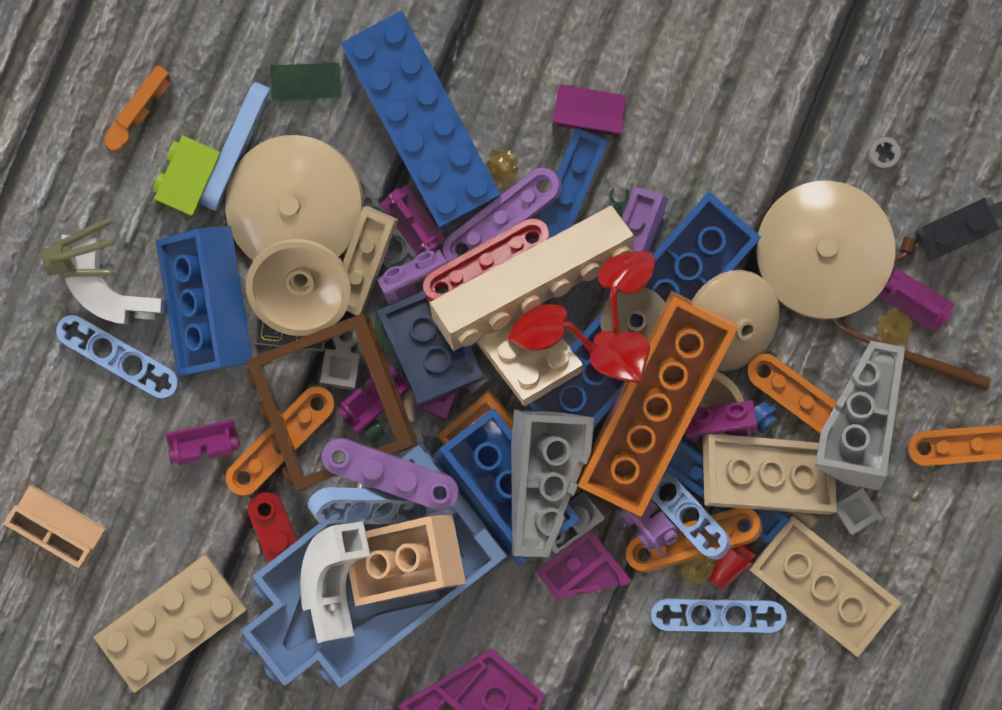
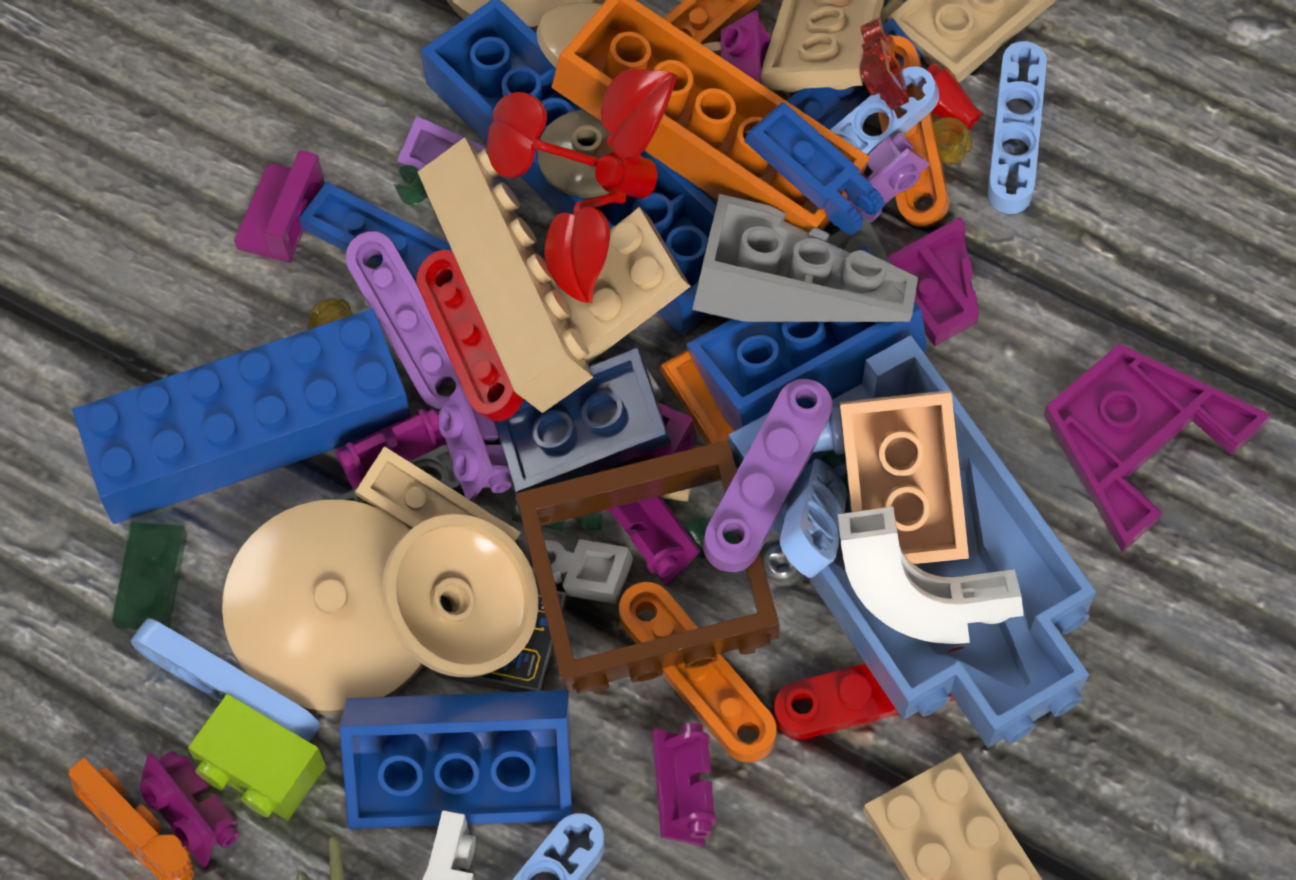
camera: 75 degrees left, 25 degrees down
(145, 148) = (171, 789): none -> magenta hinge
(618, 478) = (814, 167): none -> blue hinge
(716, 519) = (882, 70): none -> clear red plate

